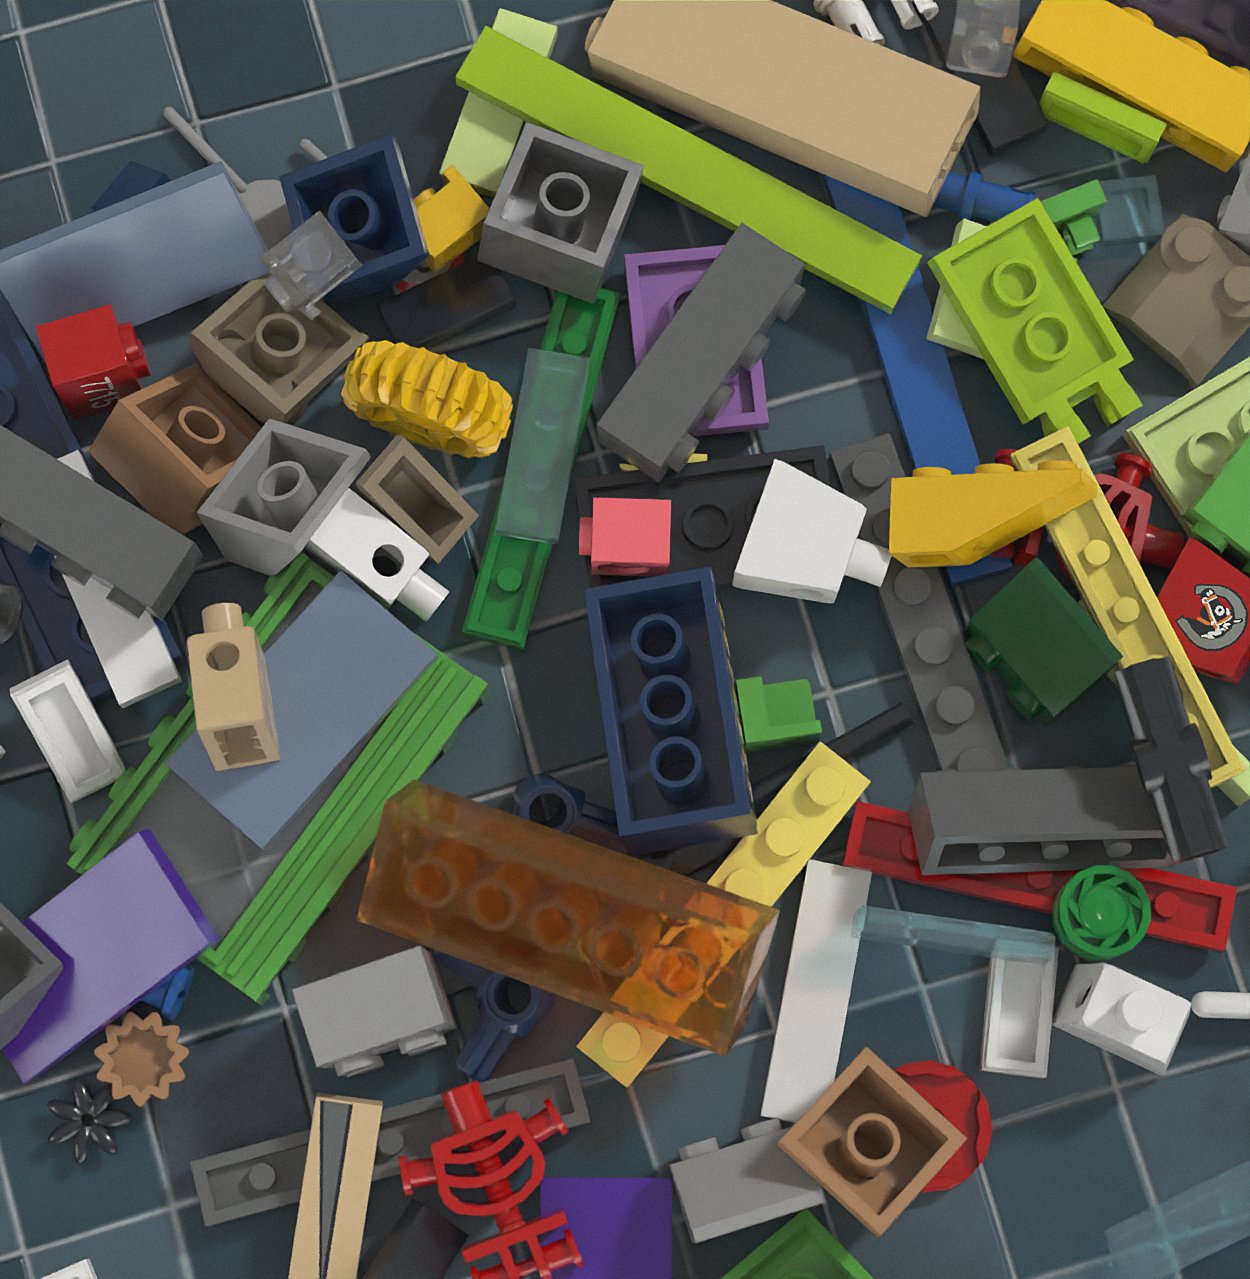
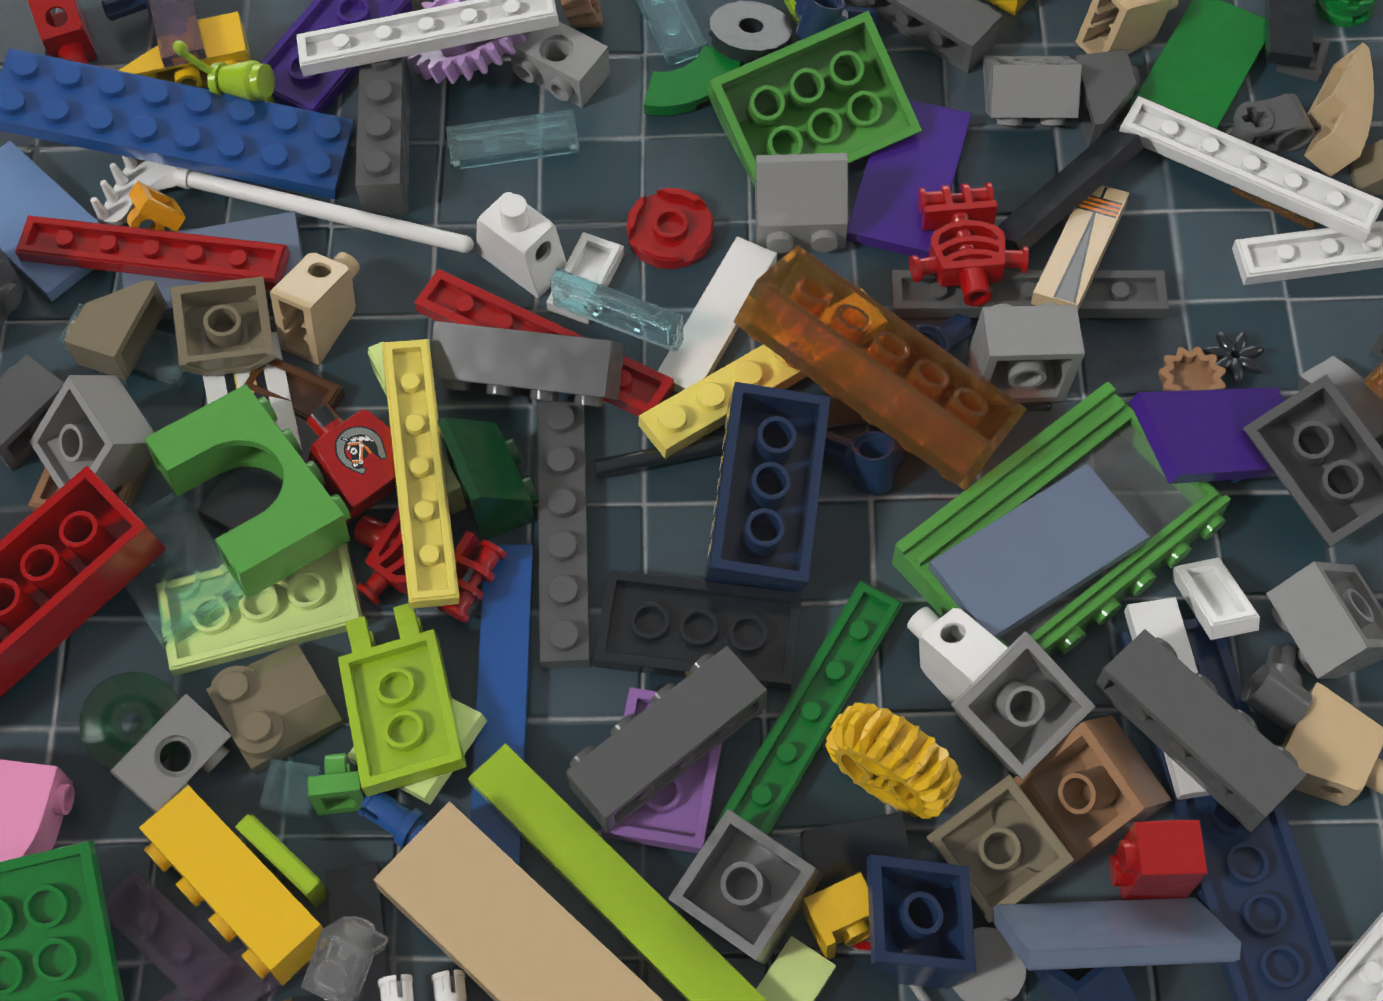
camera: 160 degrees left, 15 degrees down
(232, 691) = (1097, 534): tan torso -> none
(308, 265) = (966, 881): clear bracket -> none
(416, 498) = (920, 684): dark tan slope -> none
(543, 446) = (807, 714): clear light blue tile -> none
(627, 537) = (763, 615): coral brick -> none
(776, 714) = (688, 487): bright green panel -> none
(806, 540) = (633, 579): white torso -> none
(872, 1142) = (716, 192): medium nougat slope -> none
(969, 516) = (509, 556): yellow slope -> none
(1101, 913) = (512, 298): green wheel -> none
(1171, 760) = (430, 351): black piece -> none

